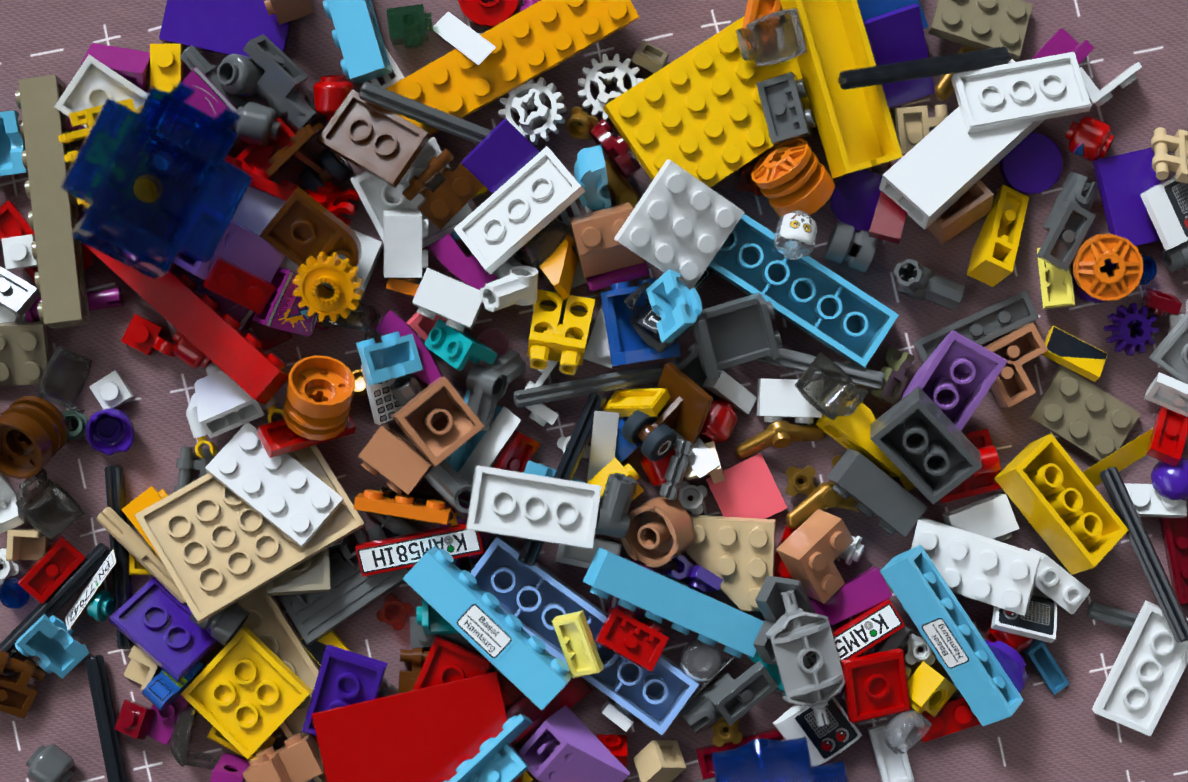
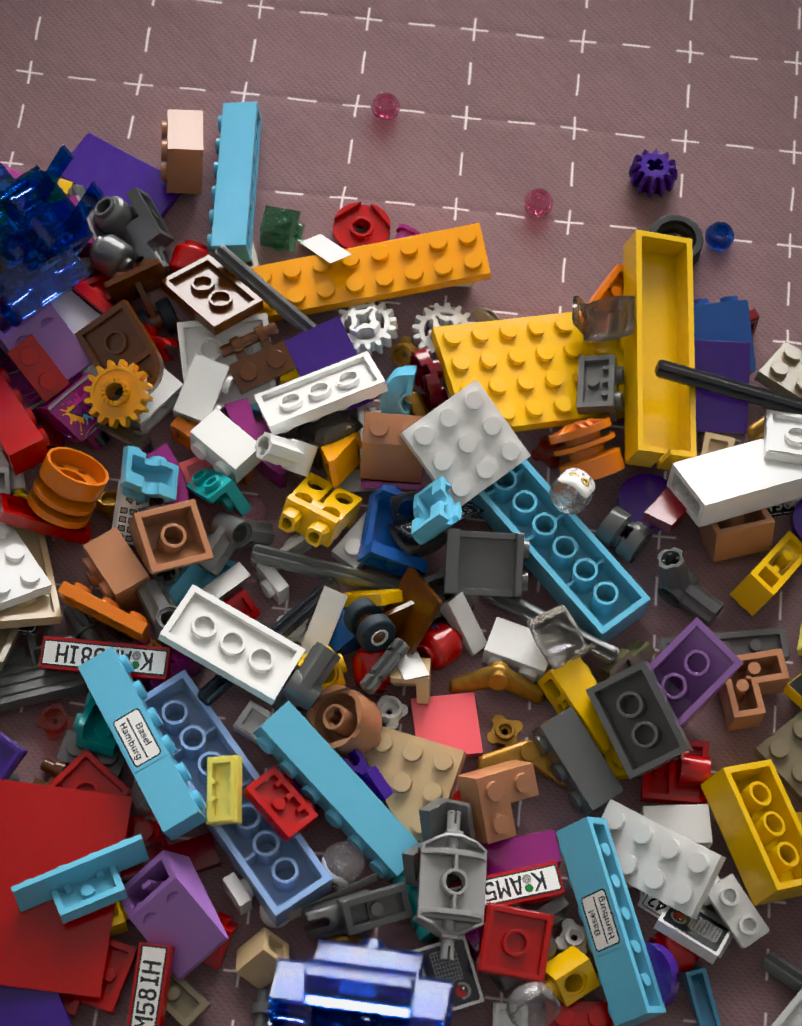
camera: 15 degrees right, 25 degrees down
(853, 551) = (534, 812): white plate -> none

